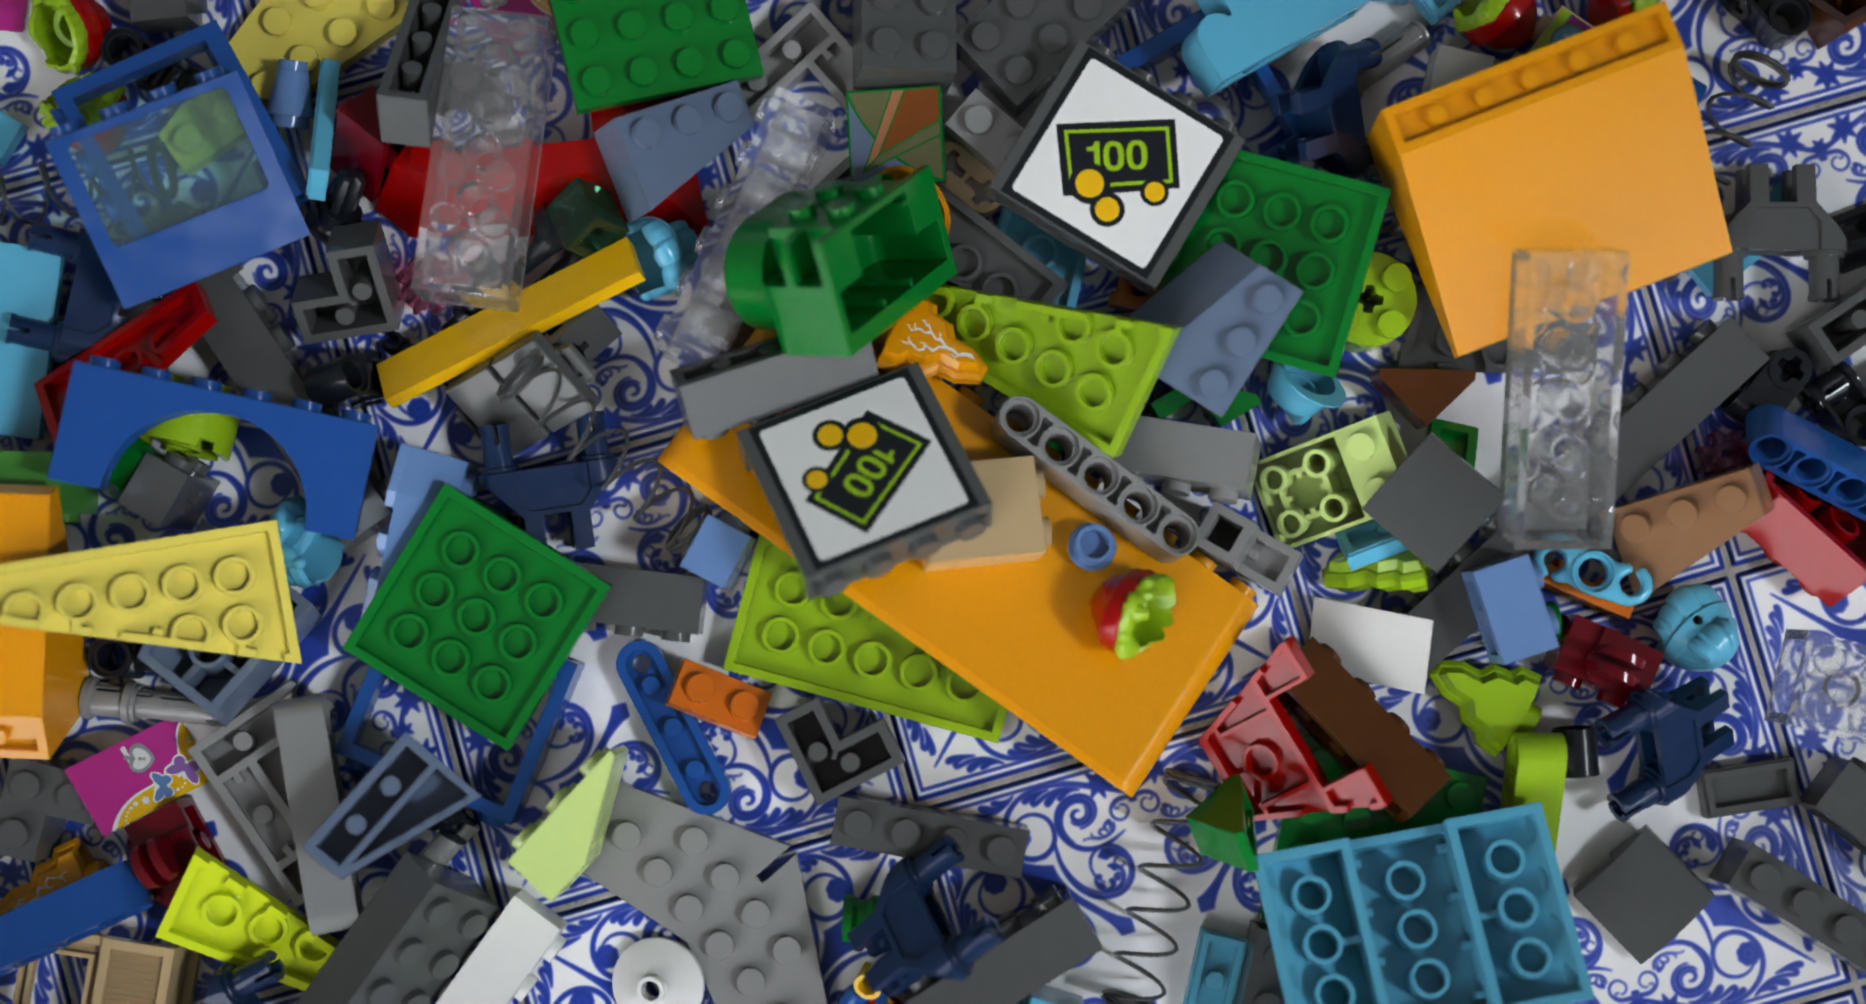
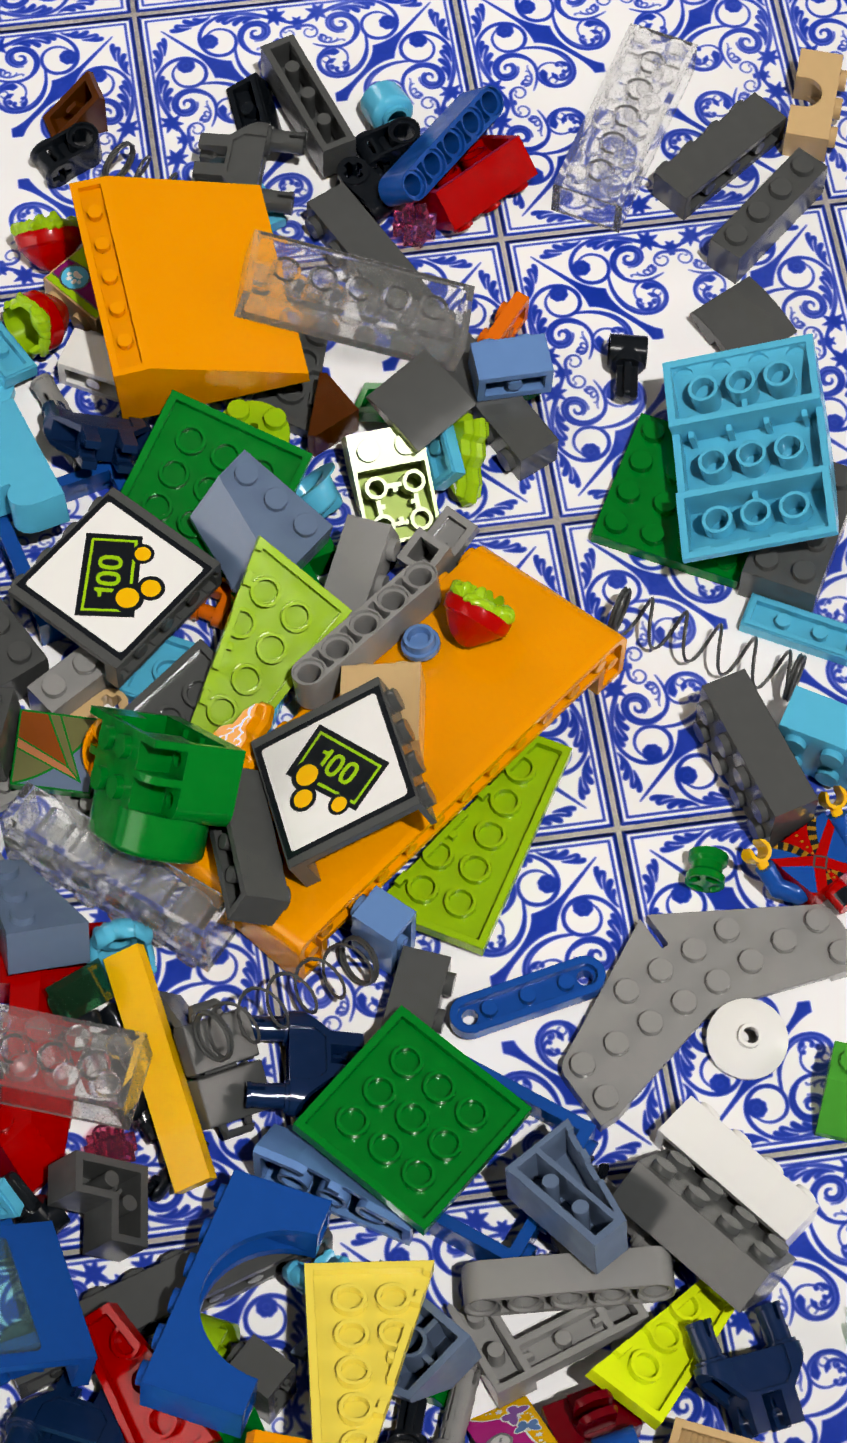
camera: 85 degrees left, 25 degrees down
(346, 381) = (184, 1214): black piece -> none
(565, 843) = (602, 1057): yellowish green slope -> none
(718, 699) = (508, 956): orange plate -> none
(836, 762) = (567, 871): dark grey brick -> none
(911, 829) = (641, 808): dark grey brick -> none
(917, 928) = (717, 799): dark blue connector -> none
(1226, 826) = (659, 576): green slope -> none
(1271, 756) = (607, 553): red wing -> none
(1359, 730) = (592, 488): reddish brown brick -> none
(1375, 643) = (526, 472): white sticker -> none
(1490, 700) = (582, 401): lime rock -> none
(1535, 774) = (638, 372): lime beam -> none
(1601, 660) = (564, 317): dark red brick -> none
(1610, 586) = (503, 302): medium azure piece -> none
(1672, 740) = (629, 285): dark blue connector -> none
(1688, 521) = (461, 243): medium nougat wedge -> none
(1693, 645) = (544, 258): medium azure hair -> none
(1748, 787) = (668, 248): dark grey tile -> none

